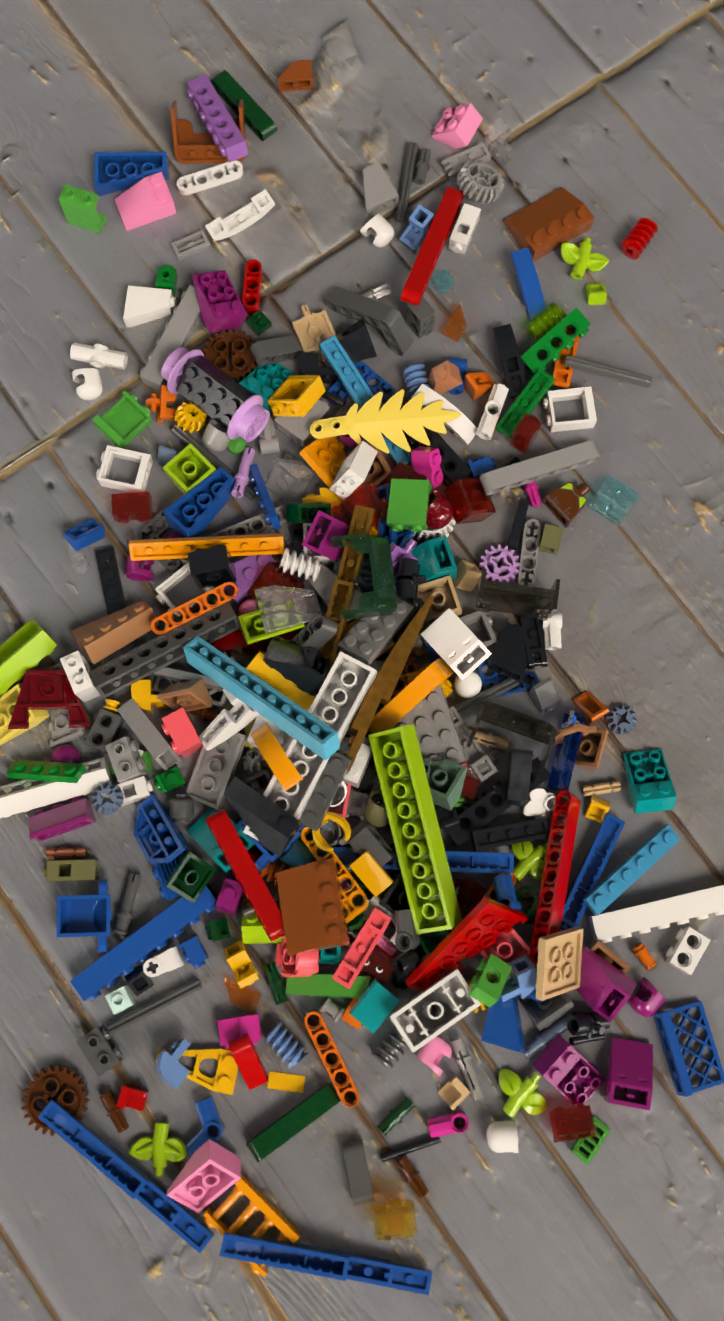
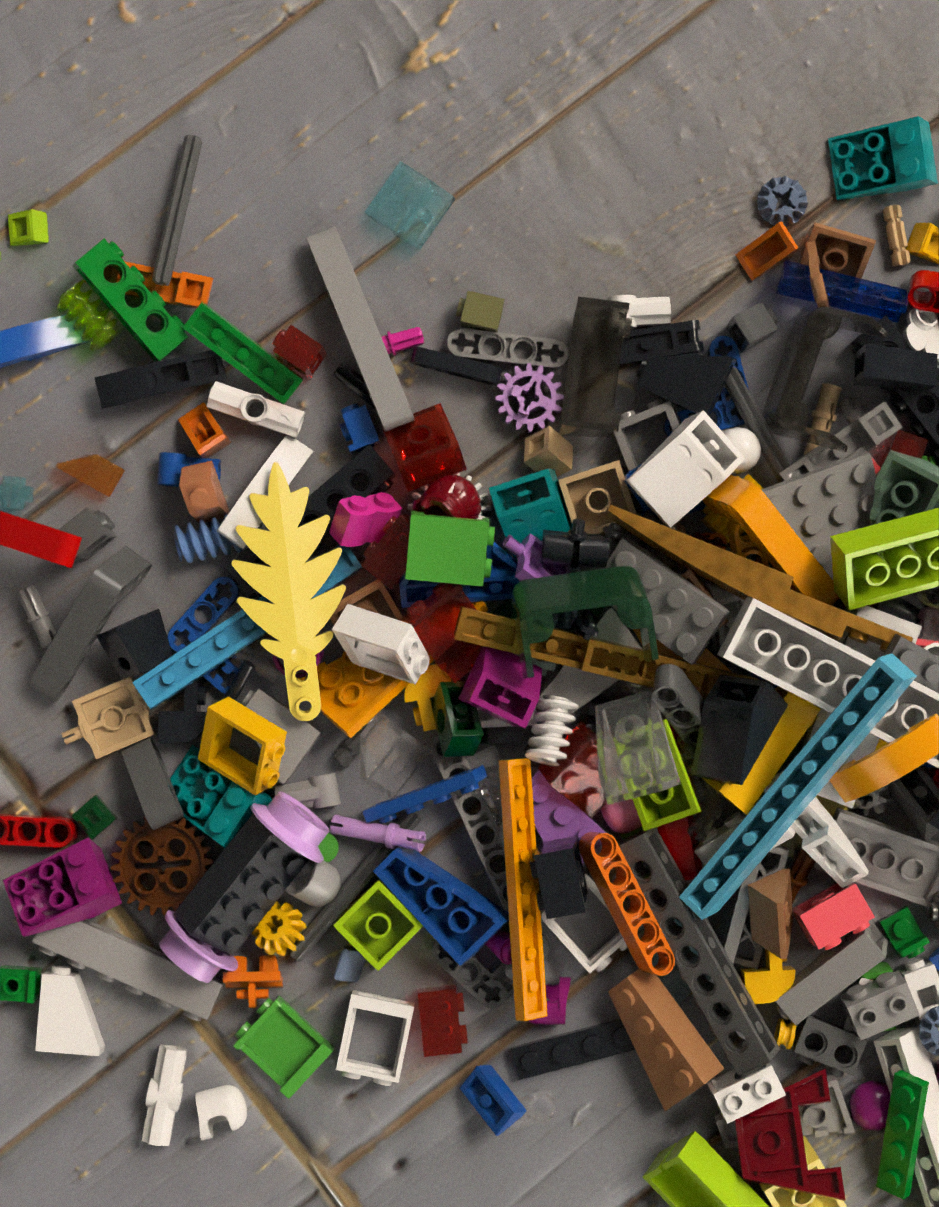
camera: 85 degrees left, 10 degrees up
(567, 502) = (416, 283): reddish brown torso -> none
(583, 393) = (246, 245): white window -> none

